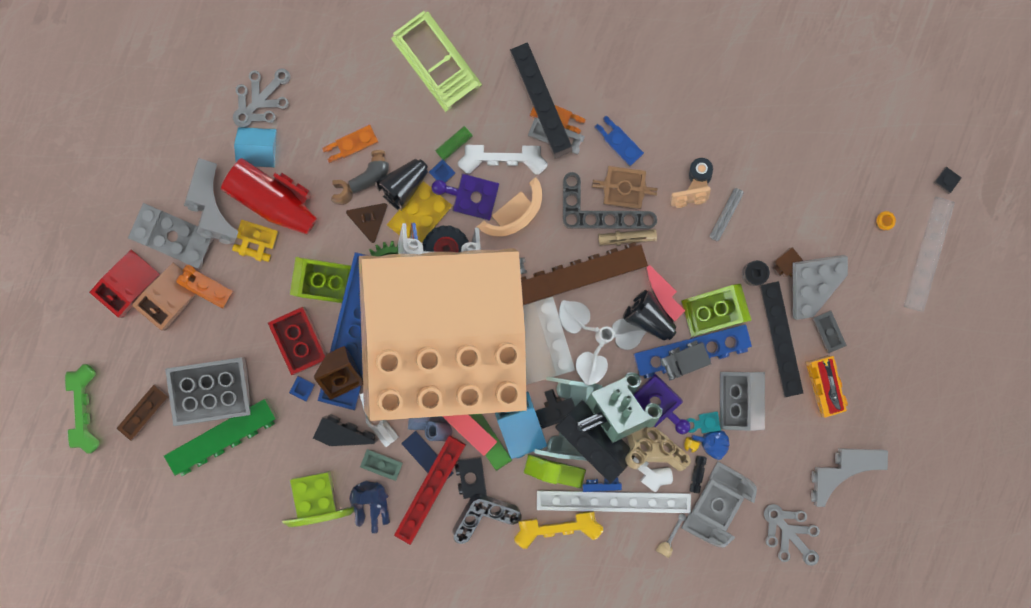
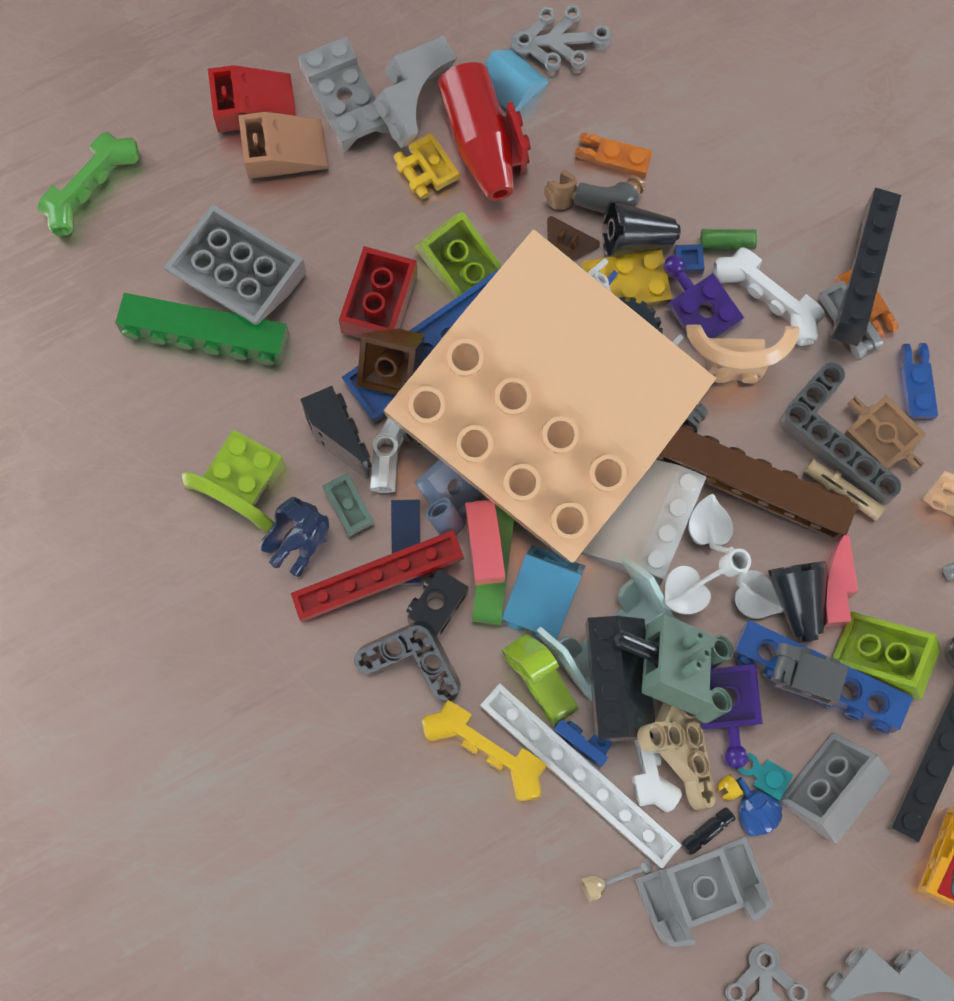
camera: 40 degrees right, 15 degrees down
(142, 412) = (144, 237): reddish brown plate -> none
(204, 286) = (330, 166): orange plate -> none
(302, 388) = (336, 353): blue tile -> none
(455, 86) = (777, 178): yellowish green piece -> none
(554, 409) = (597, 605): black hinge -> none

